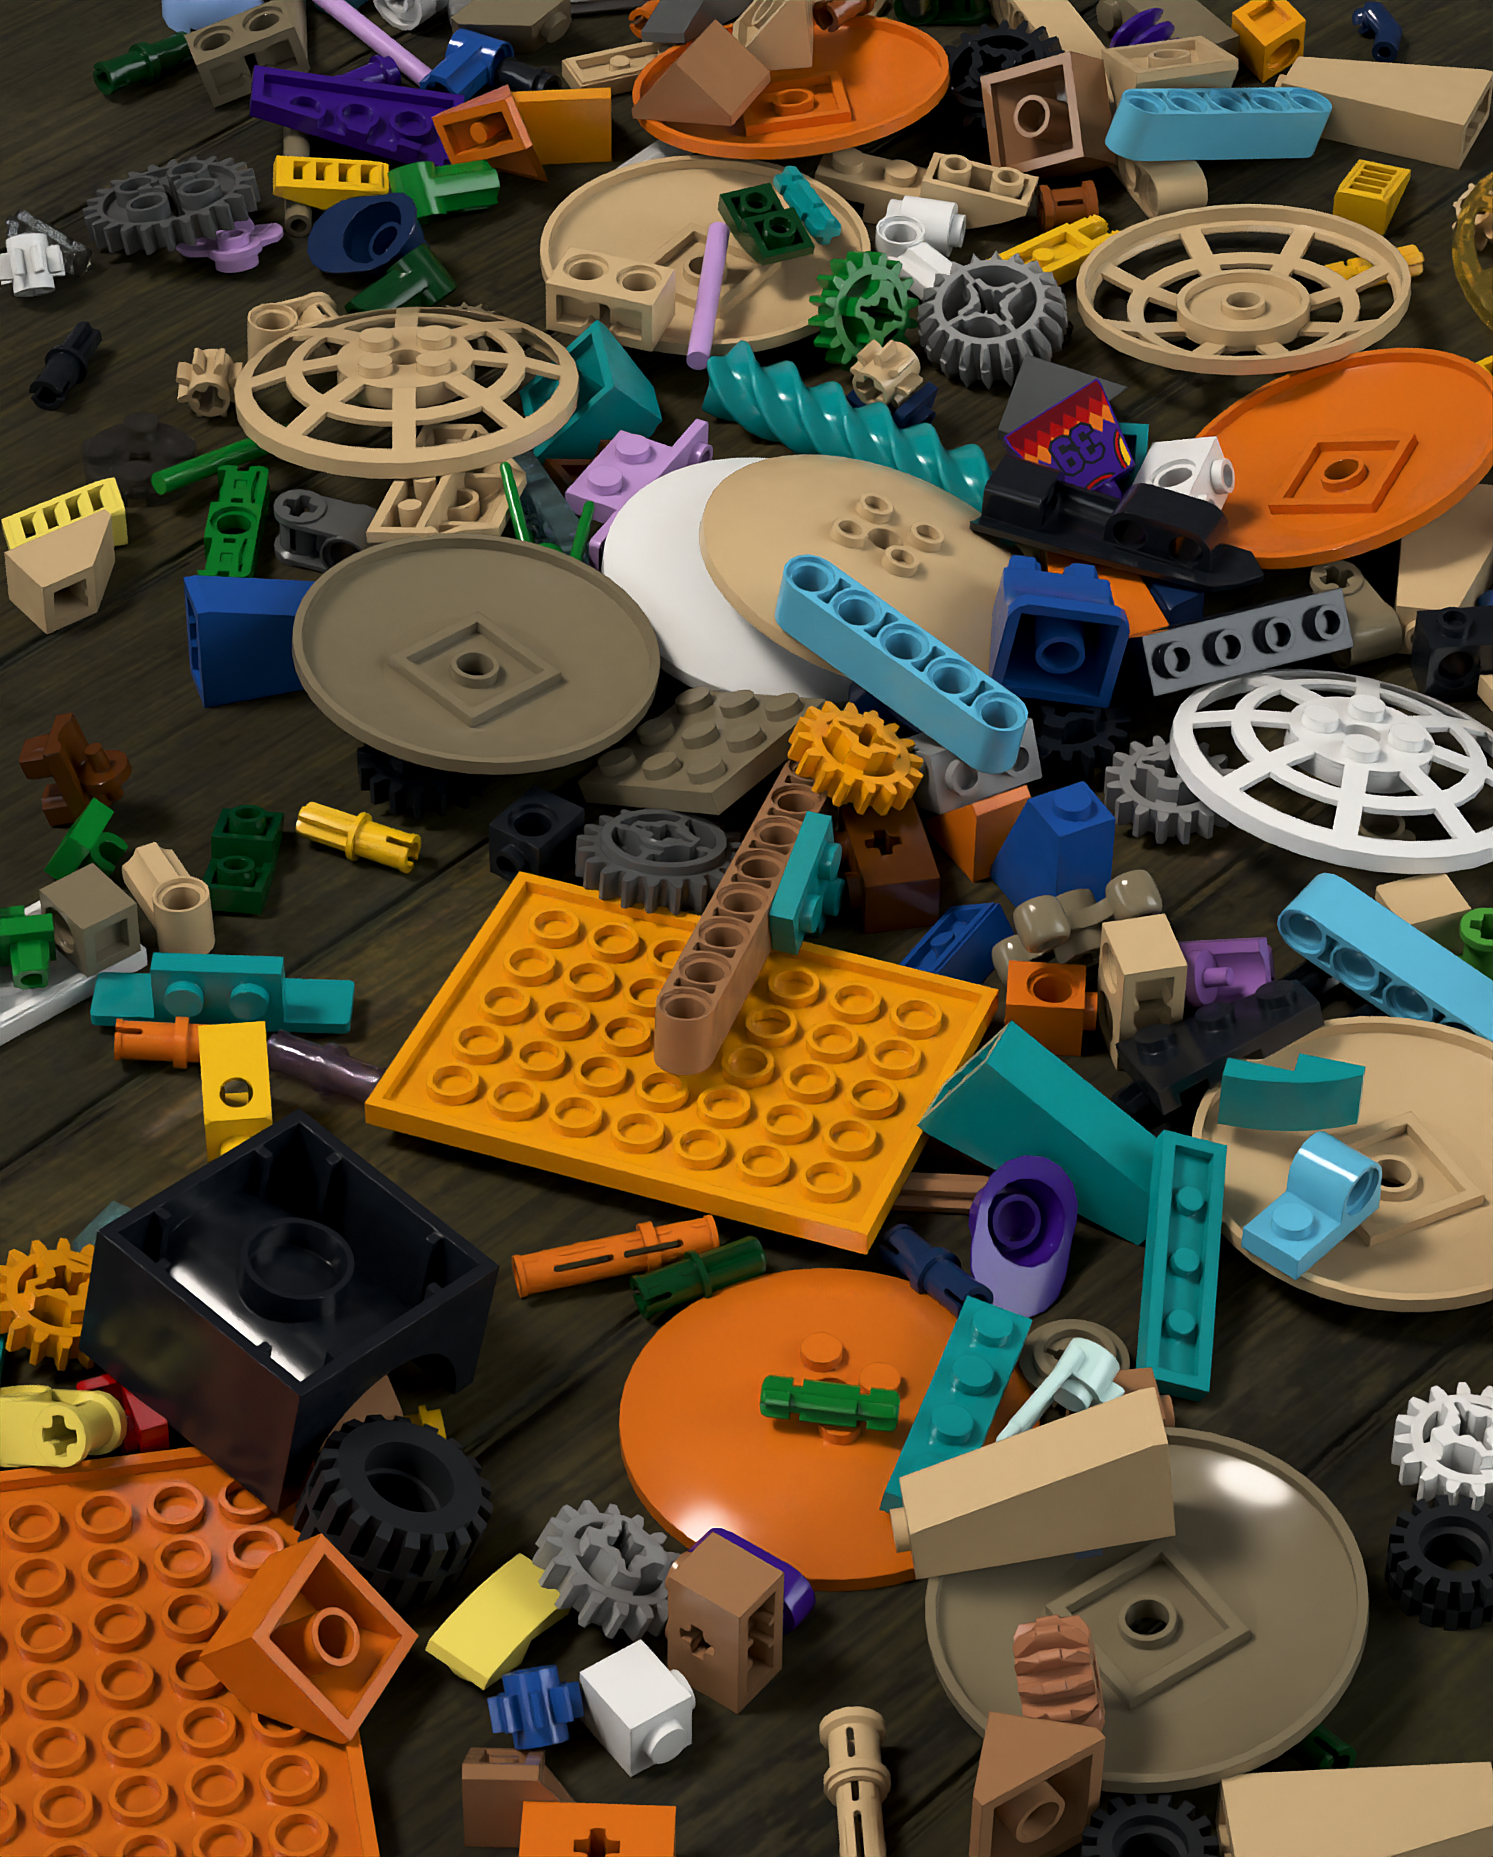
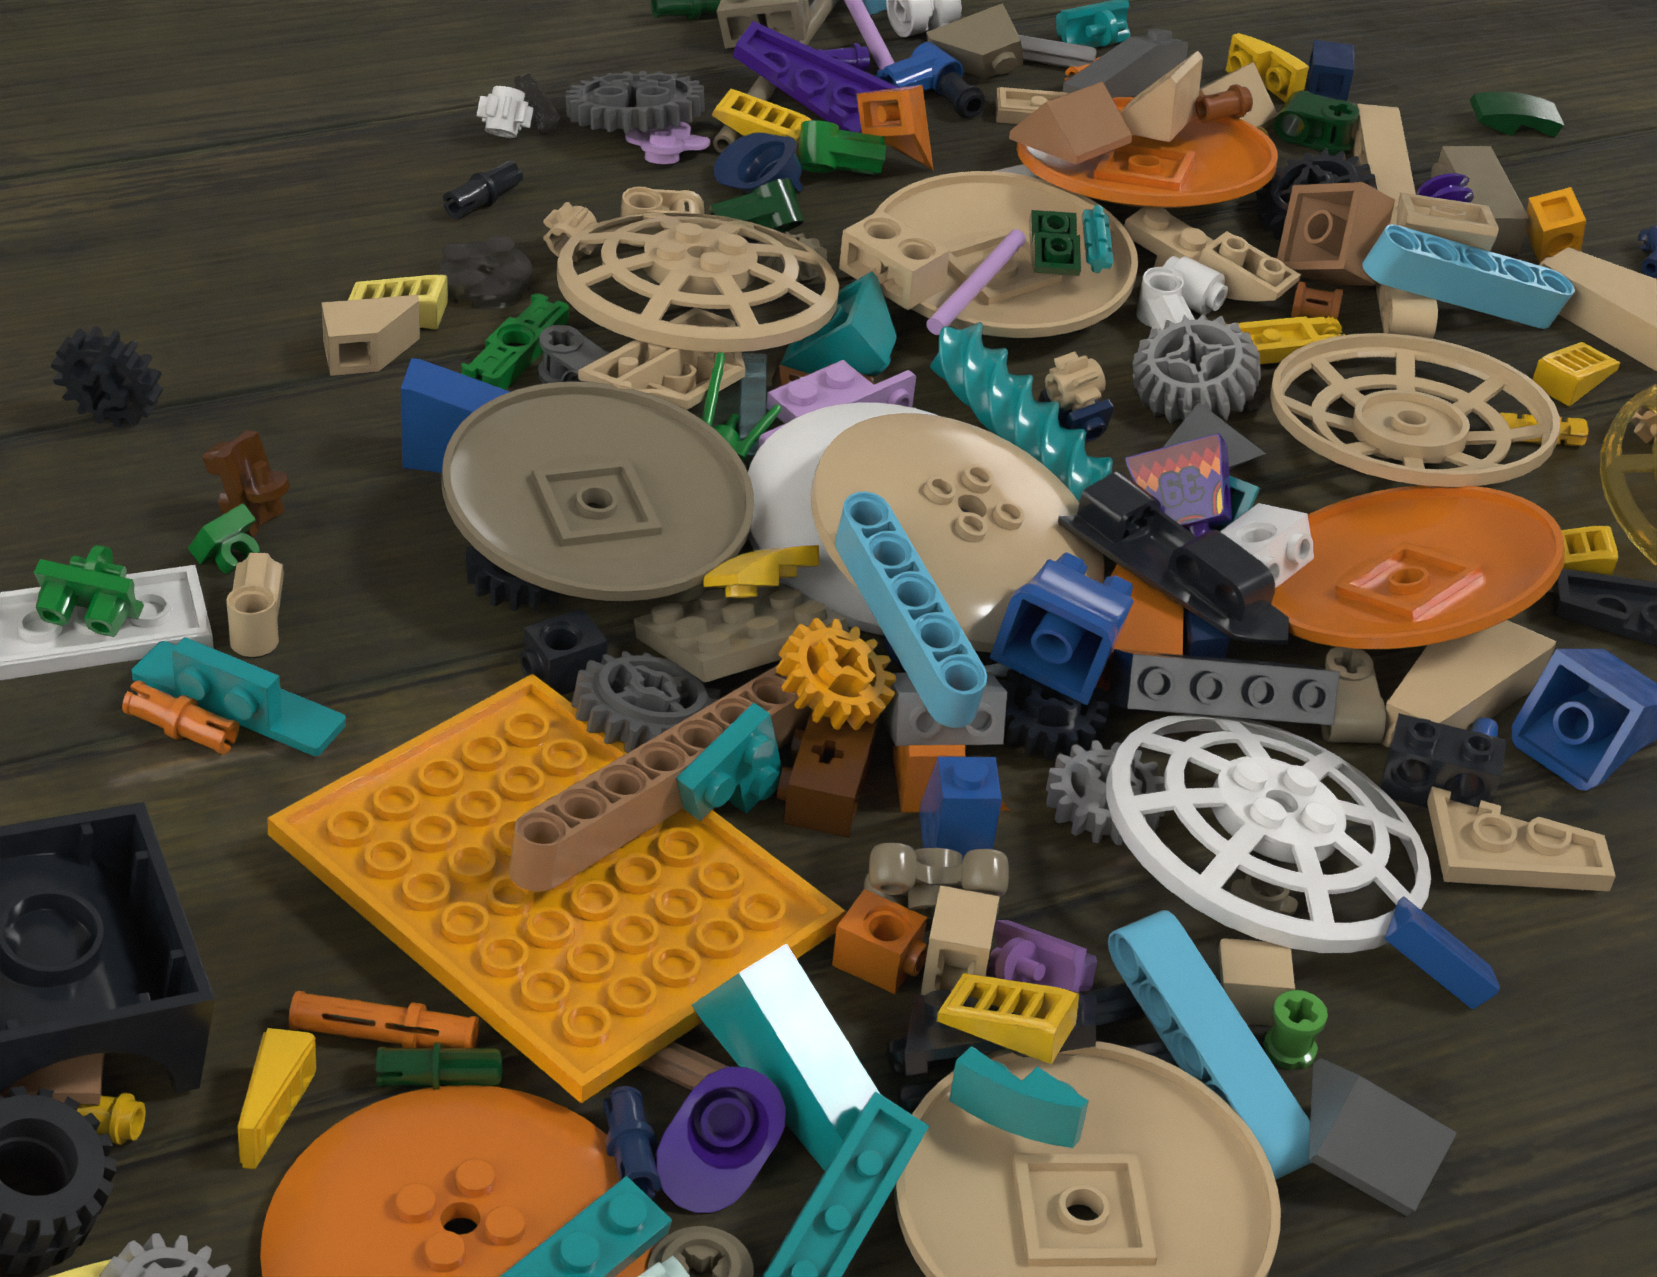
camera: 20 degrees right, 0 degrees up
(91, 919) = (172, 596): dark tan brick -> none
(206, 465) = (524, 289): green bar -> none
(229, 1055) = (174, 775): yellow torso -> none
(243, 858) = (340, 592): dark green slope -> none
(325, 1067) = (272, 777): pin -> none
(358, 836) = (435, 603): yellow axle -> none
(553, 1350) = (277, 1083): none -> yellow slope
(568, 124) = (964, 131): light orange slope -> none
(697, 679) = (760, 569): none -> yellow slope
(830, 1403) = (438, 1230): green axle -> none
(861, 304) = (1107, 312): green gear -> none
(961, 942) = (841, 864): blue slope -> none
(1257, 1017) = (1038, 1031): none -> yellow slope
(1324, 1201) = (988, 1213): medium azure plate -> none

